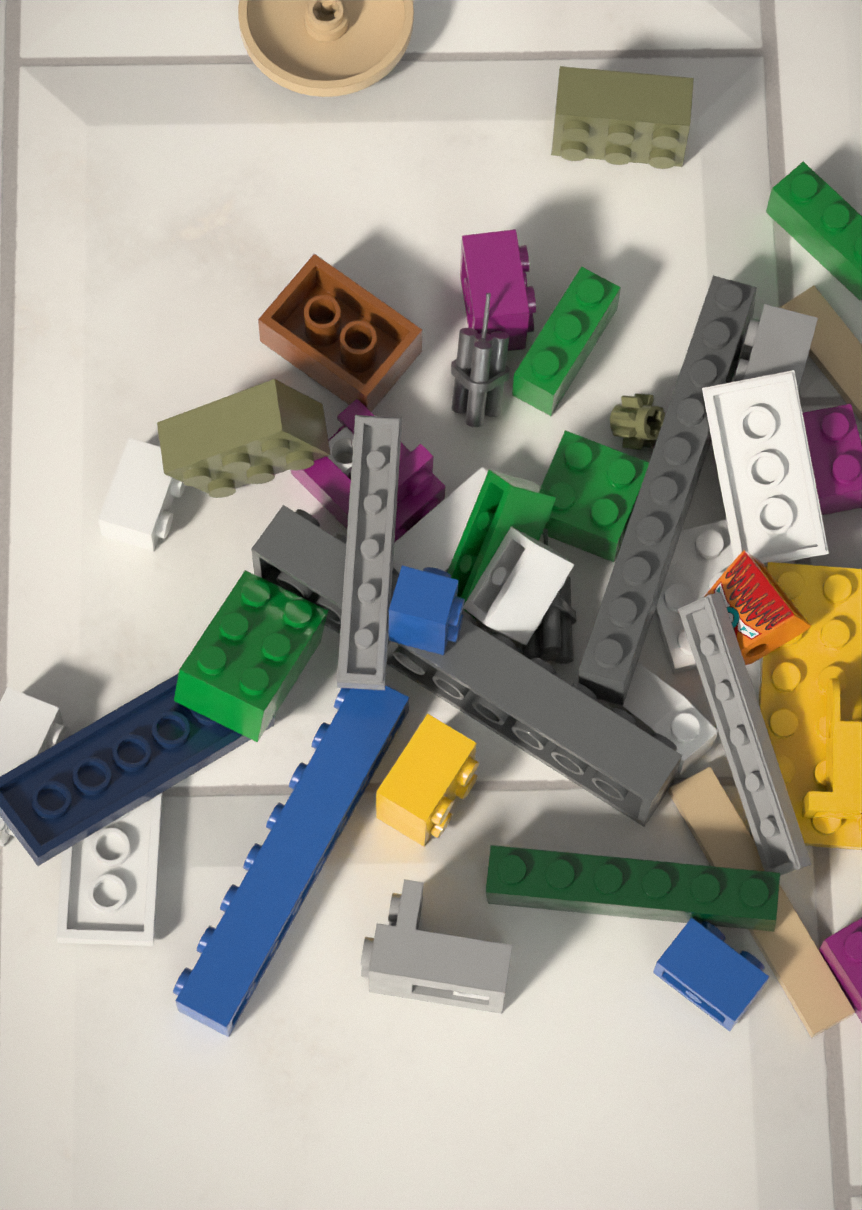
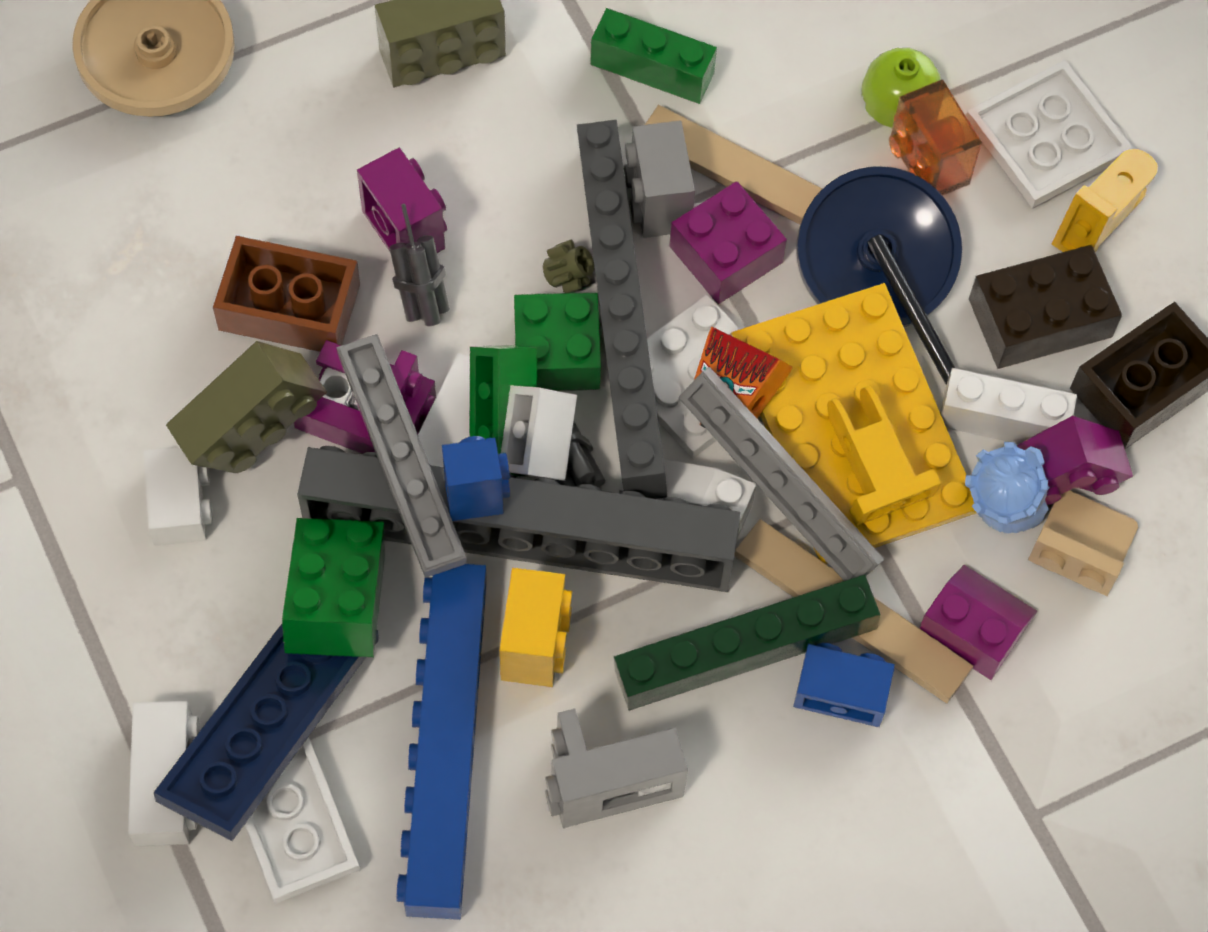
camera: 25 degrees left, 5 degrees down
(566, 341) = (478, 226): green brick -> none
(765, 468) = (695, 256): white tile -> none

